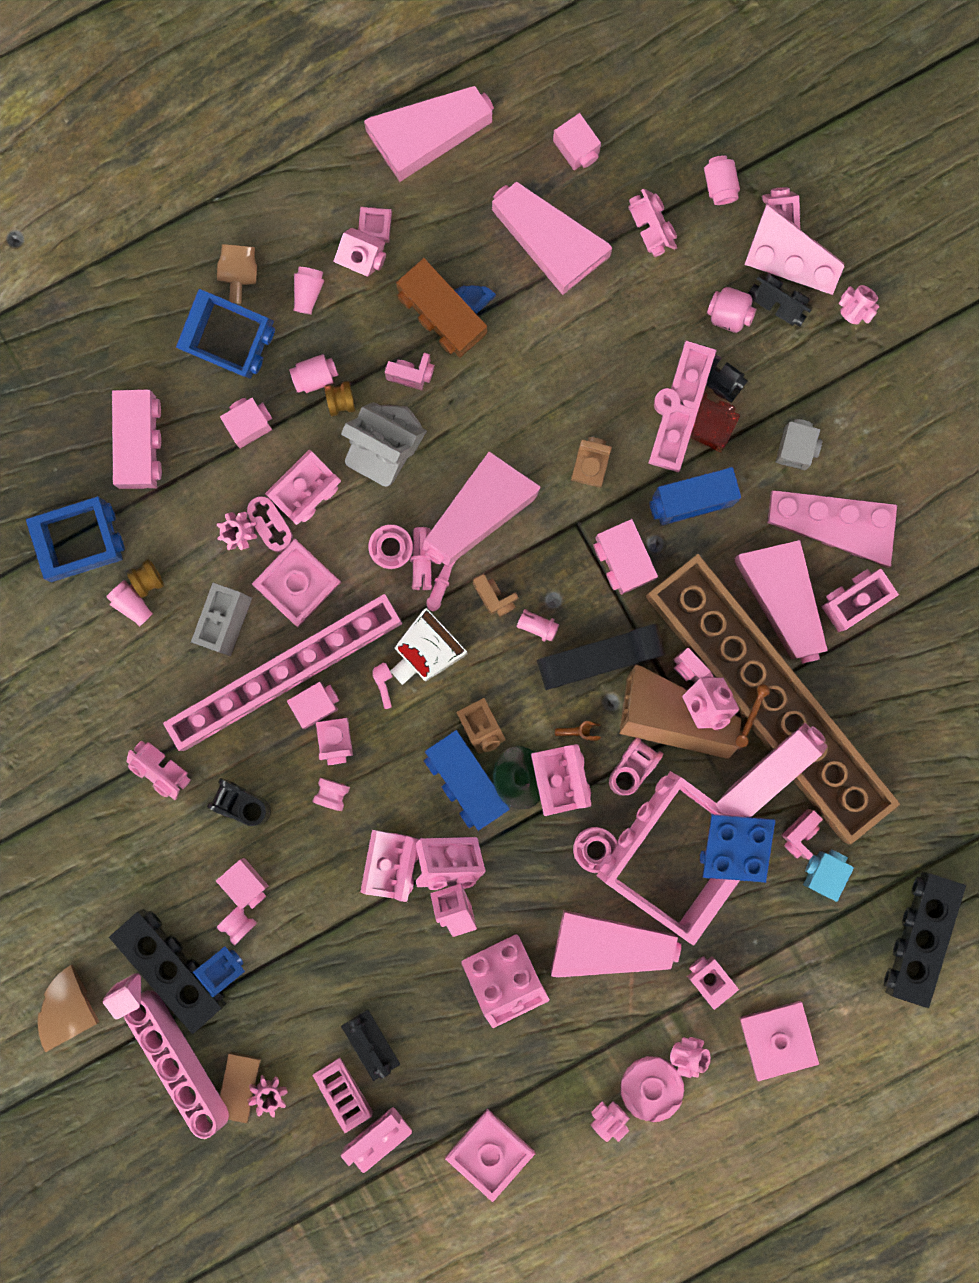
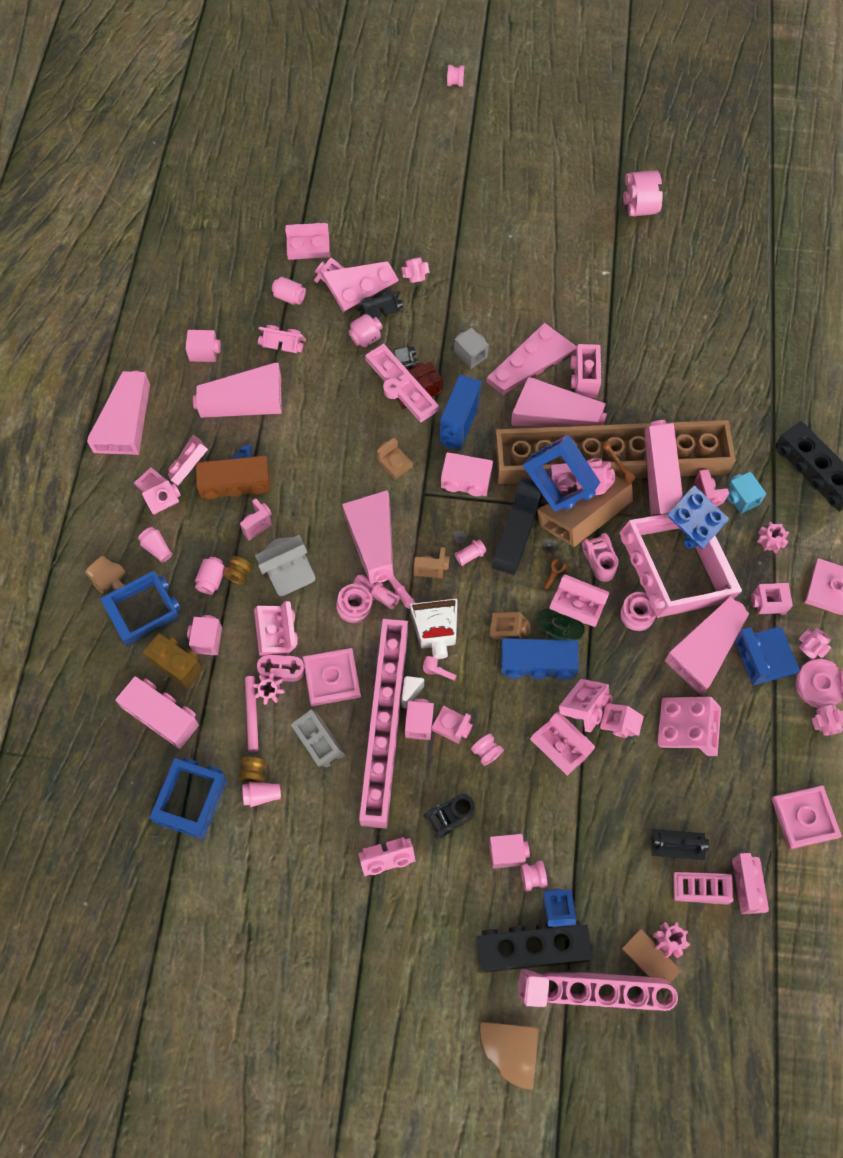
camera: 55 degrees left, 20 degrees down
(196, 412) = (173, 661): none -> pearl gold brick
(202, 532) = (251, 709): none -> bright pink bar
(337, 673) = (411, 688): none -> white slope
(426, 243) = (186, 461): none -> bright pink wing
(642, 1014) = (766, 655): none -> blue bracket
(699, 657) = (577, 463): none -> blue window
(785, 932) = (773, 537): none -> bright pink gear
(809, 148) = (307, 241): none -> bright pink bracket

